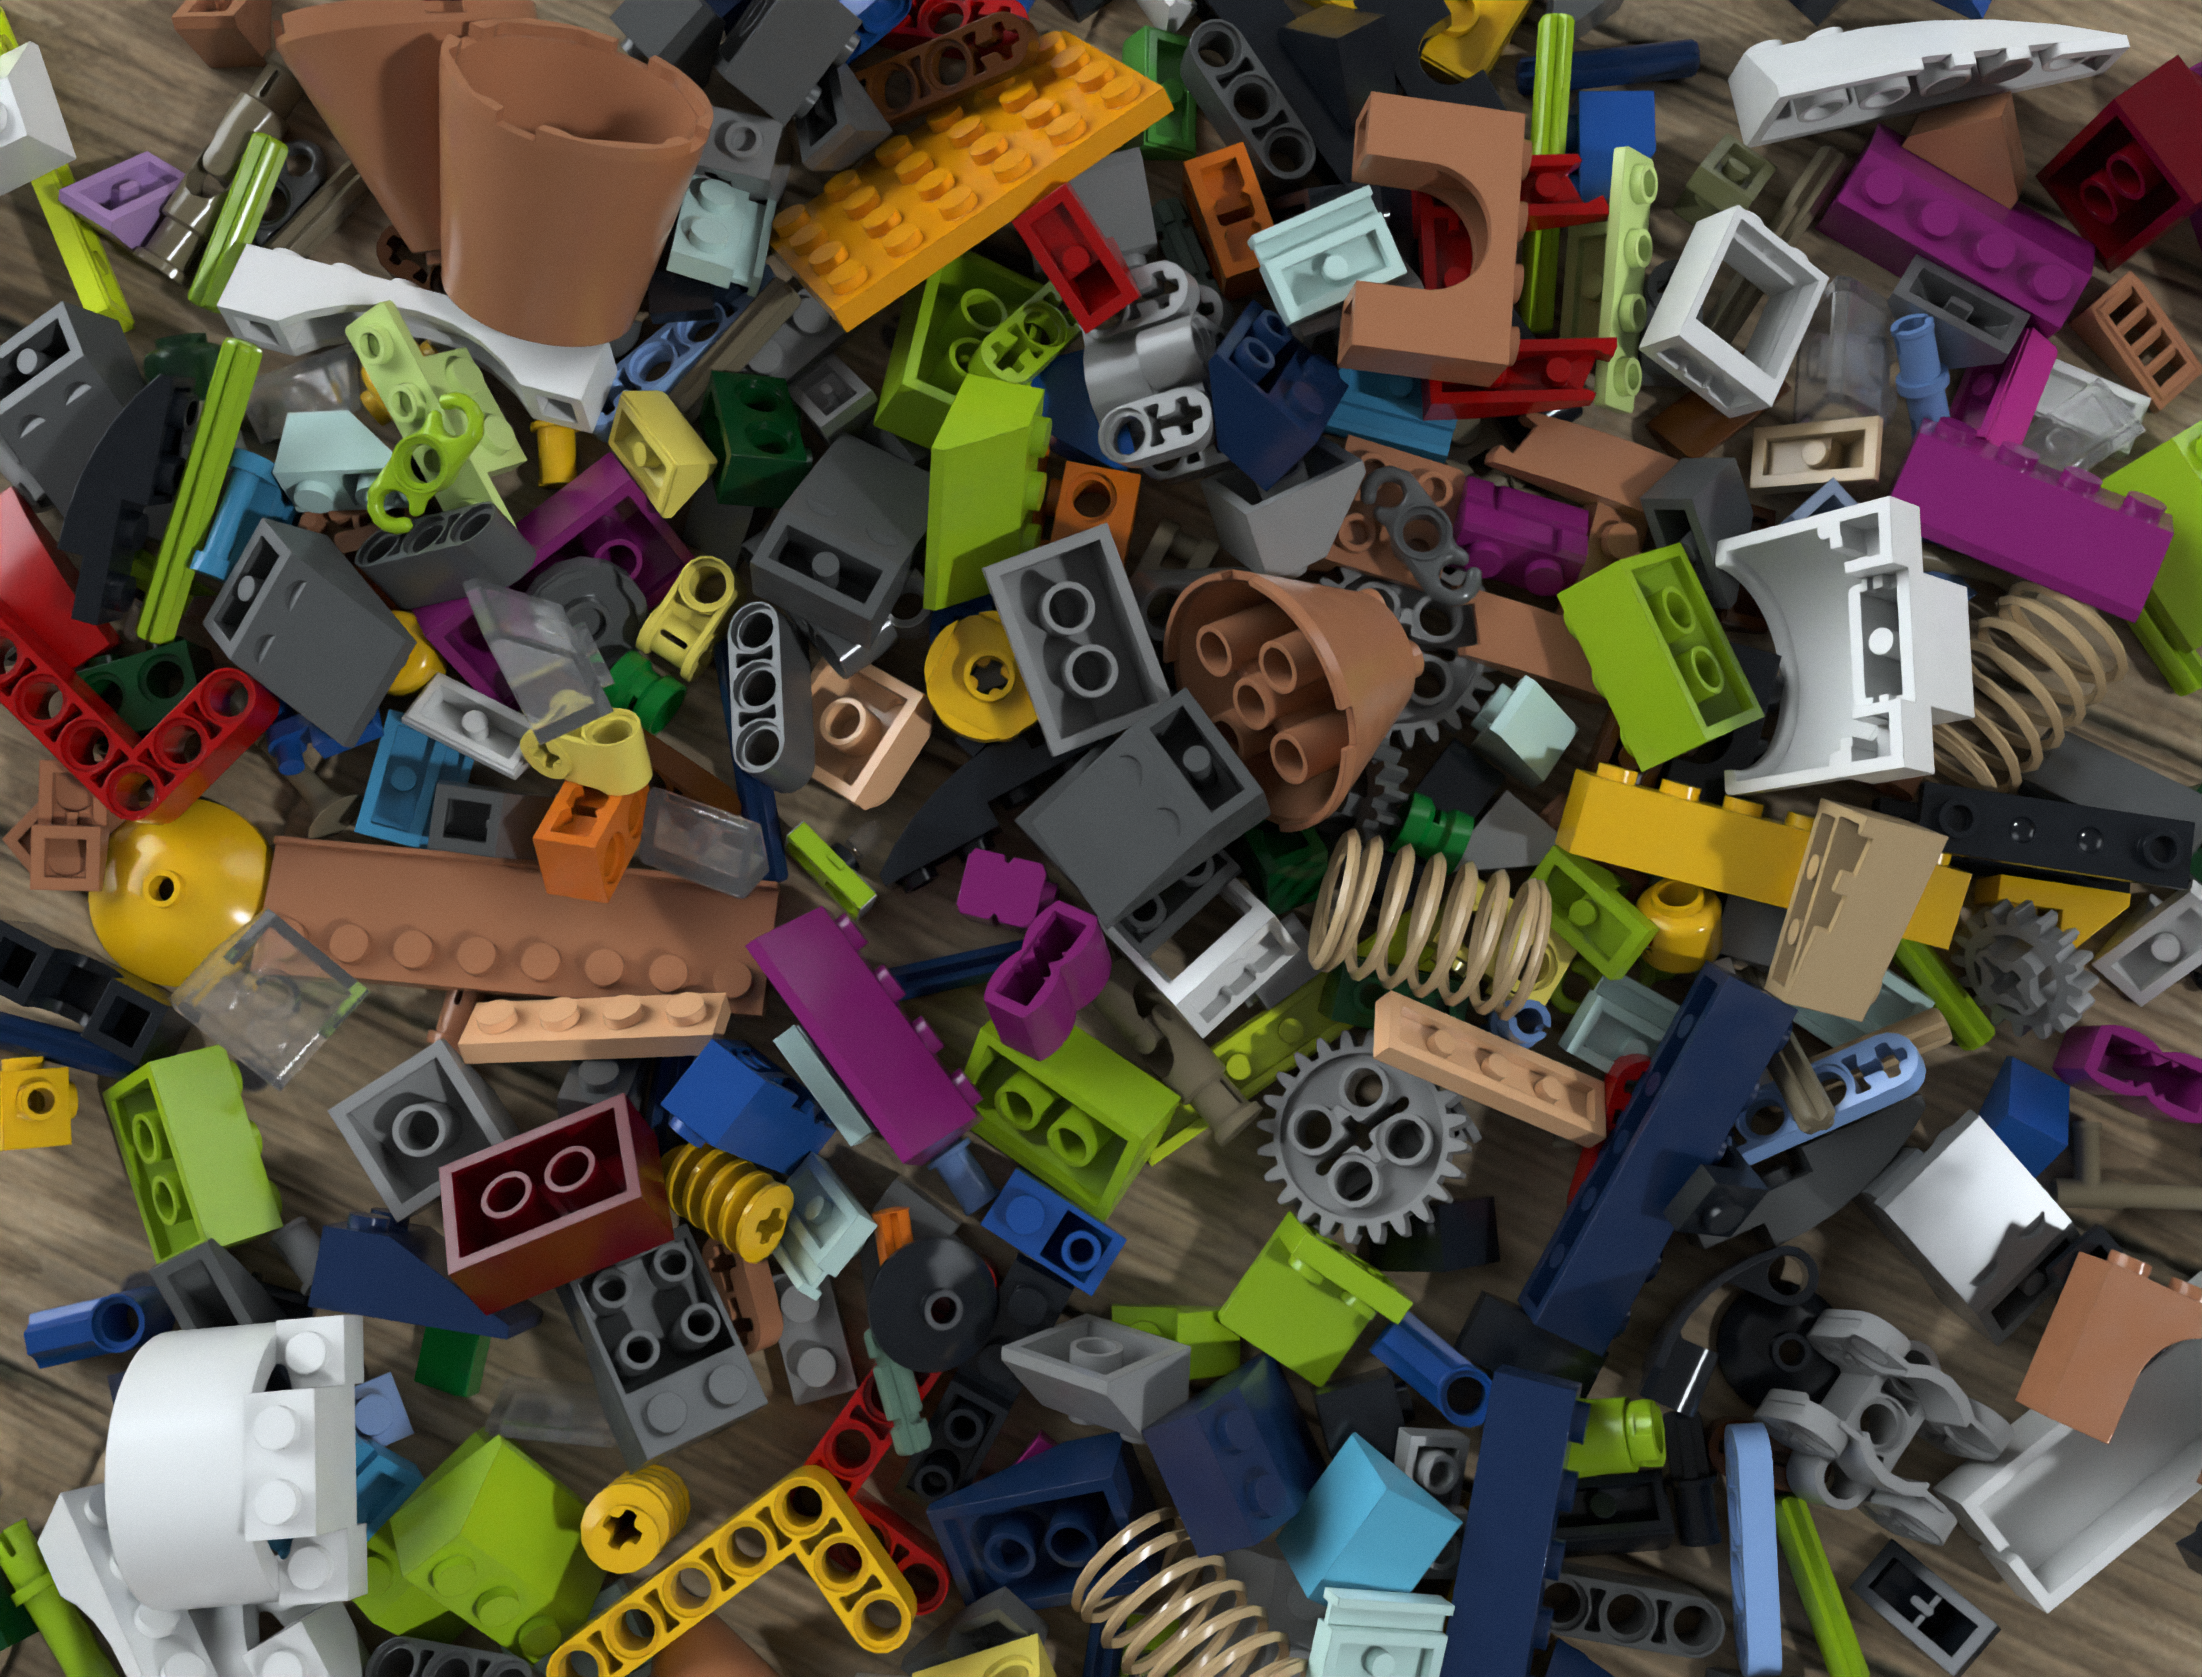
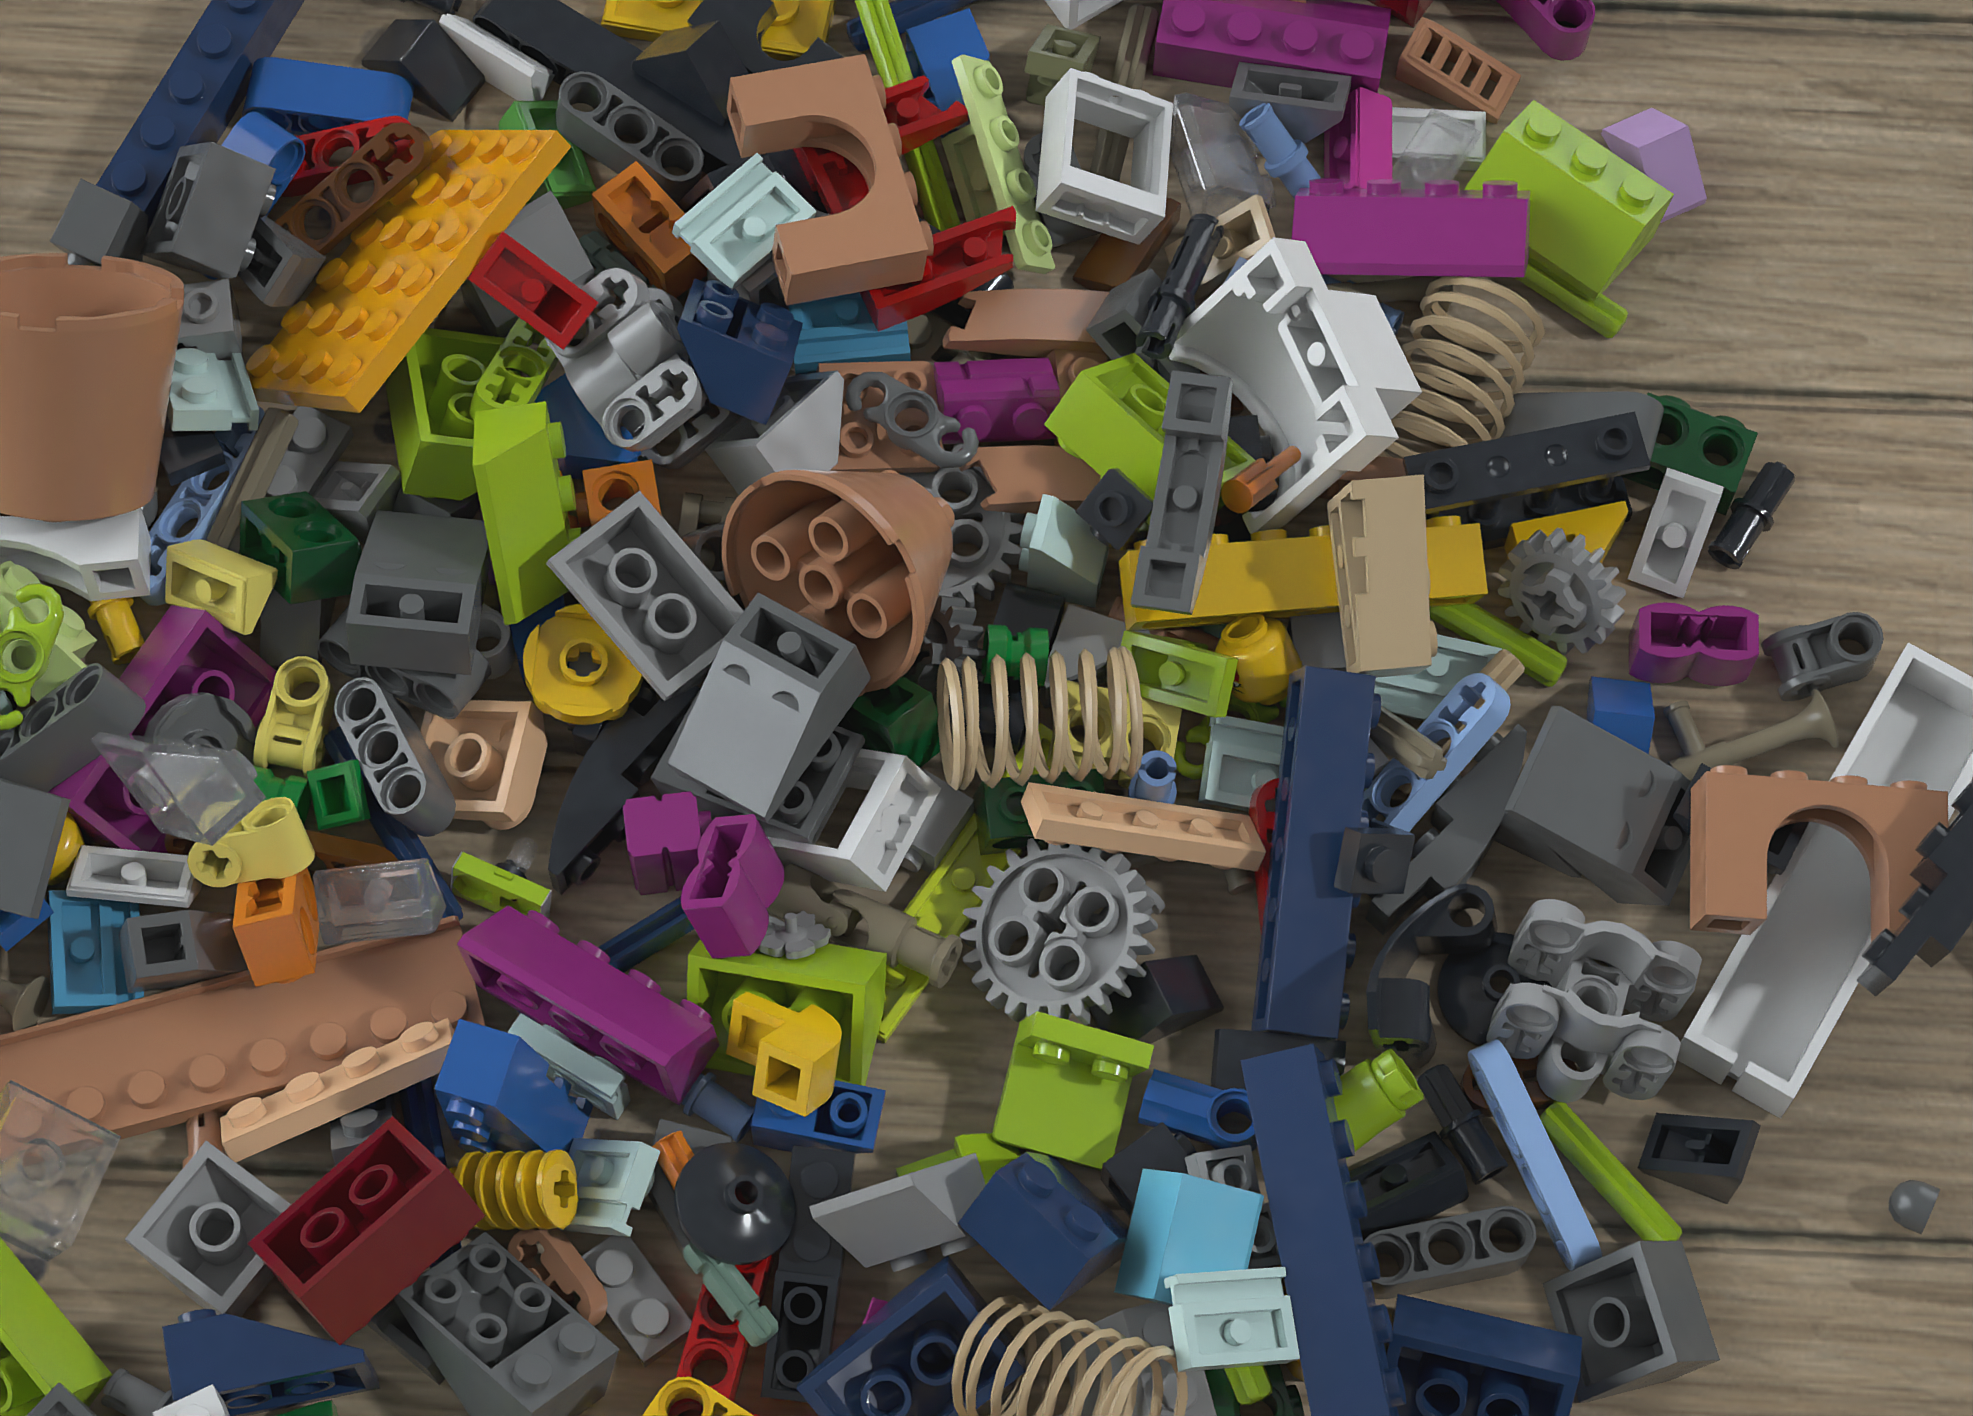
camera: 30 degrees left, 15 degrees down
(702, 715) = (338, 795): none -> green slope
(1047, 1178) = (790, 1049): none -> yellow brick
(1096, 1046) = (794, 937): none -> light grey plant
(1597, 724) = (1117, 511): none -> black bracket
(1676, 743) = (1185, 493): none -> dark grey slope
(1747, 504) = (1174, 299): none -> black pin
(1756, 738) = (1257, 480): none -> orange axle

